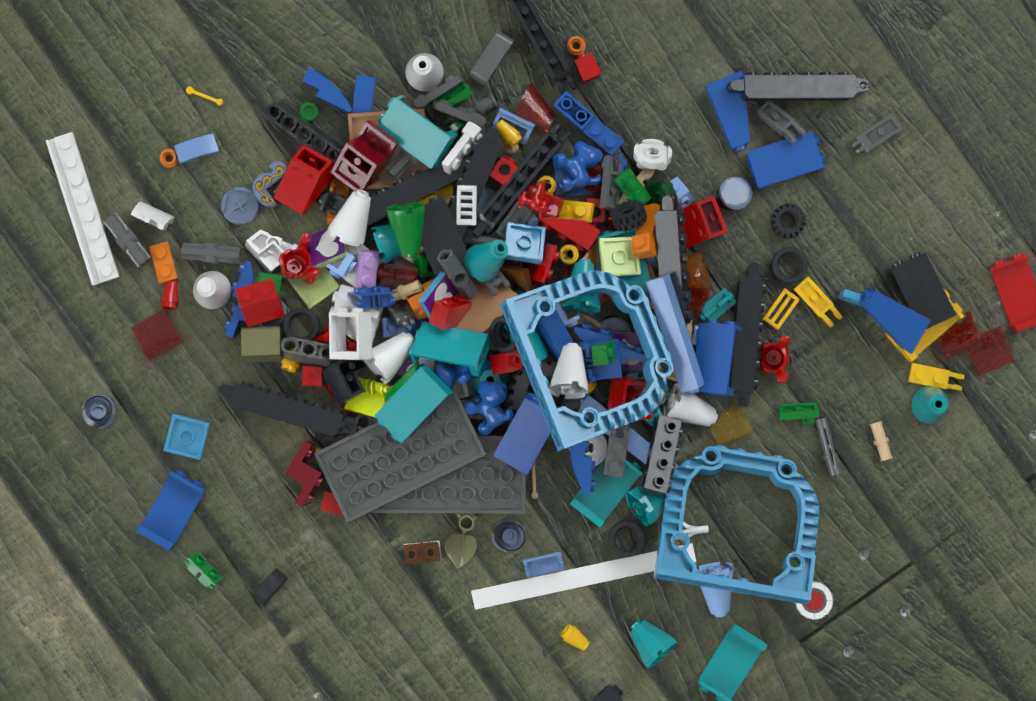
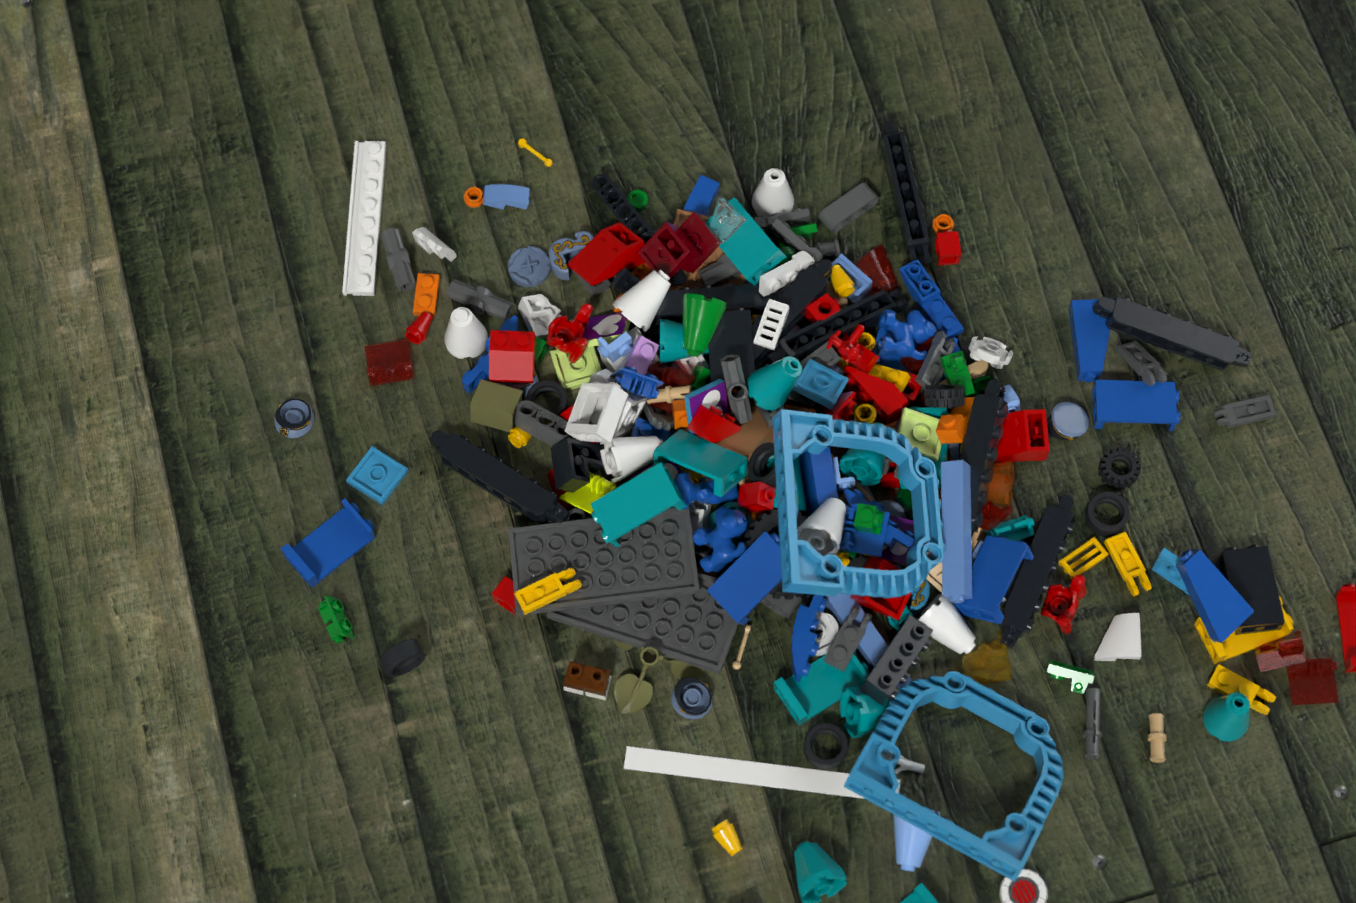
camera: 20 degrees right, 20 degrees down
(305, 474) = (489, 548): dark red bracket -> none
(313, 376) = (538, 456): red brick -> none
(326, 90) = (662, 183): blue slope -> none
(364, 499) = (546, 590): none -> yellow hinge
(396, 122) = (725, 219): none -> clear slope
(543, 564) = (720, 742): medium blue hinge -> none
(830, 368) = (1121, 639): none -> white slope

